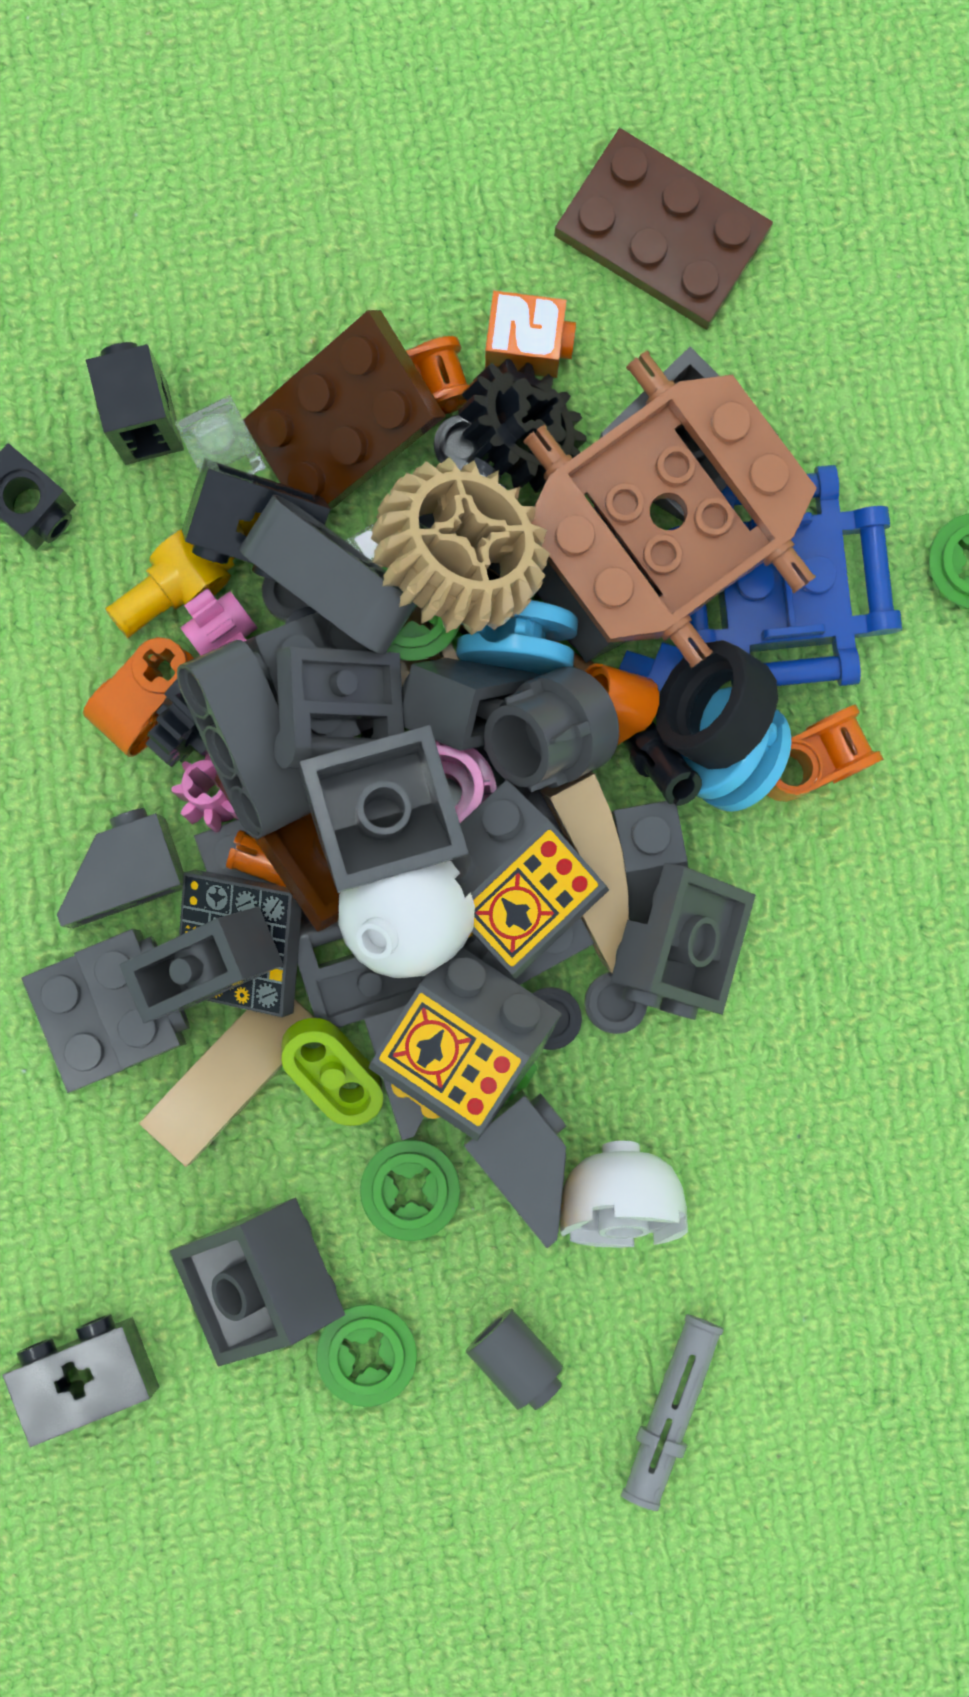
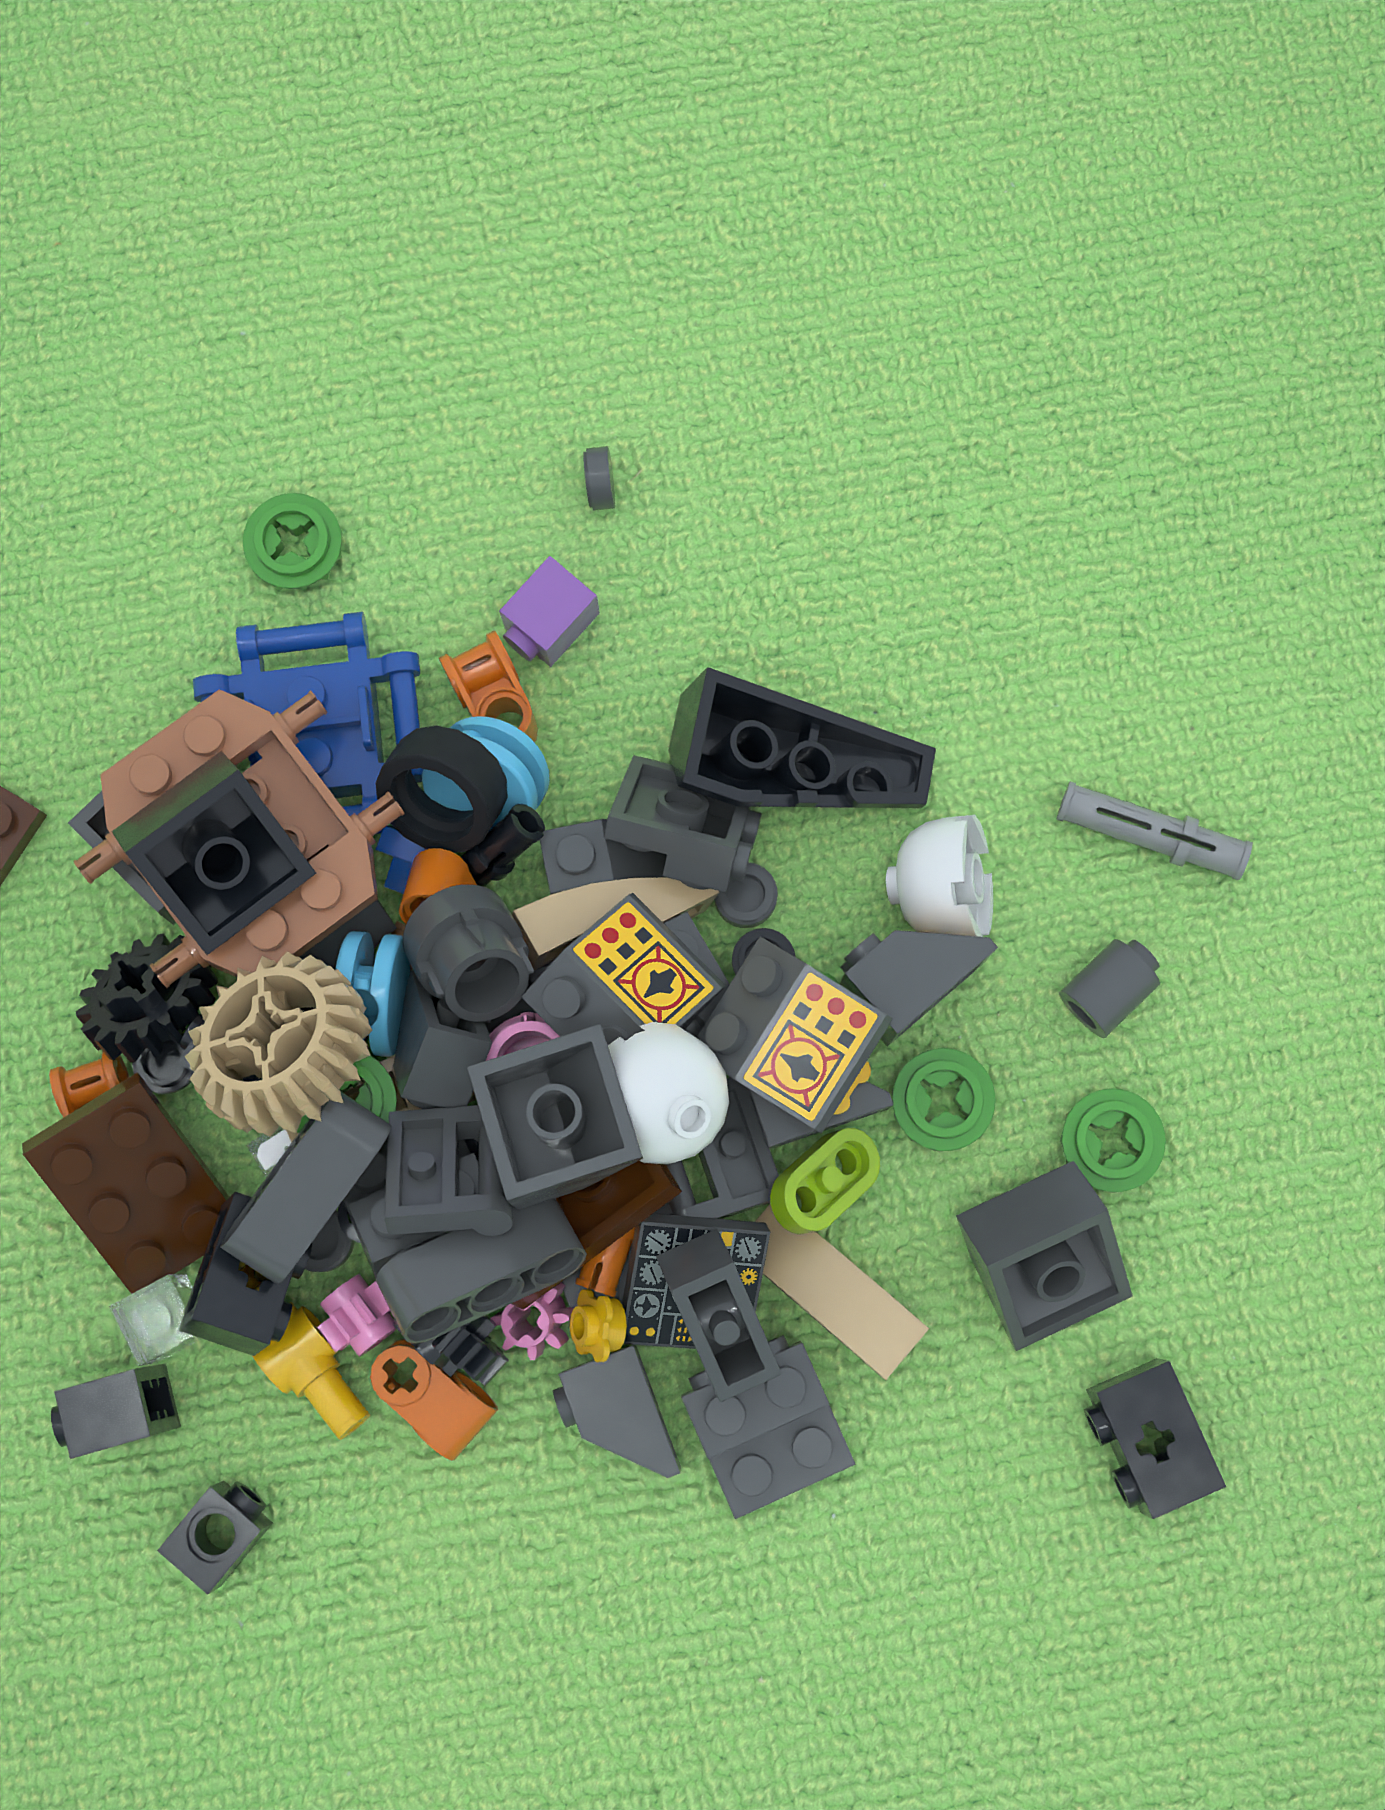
camera: 90 degrees left, 5 degrees down
(199, 851) = (597, 1325): none -> yellow plate
(529, 331) = (46, 994): brick -> none
(649, 481) = (213, 852): none -> black slope
(753, 1040) = (784, 752): none -> black wedge
(900, 812) = (548, 613): none -> medium lavender brick

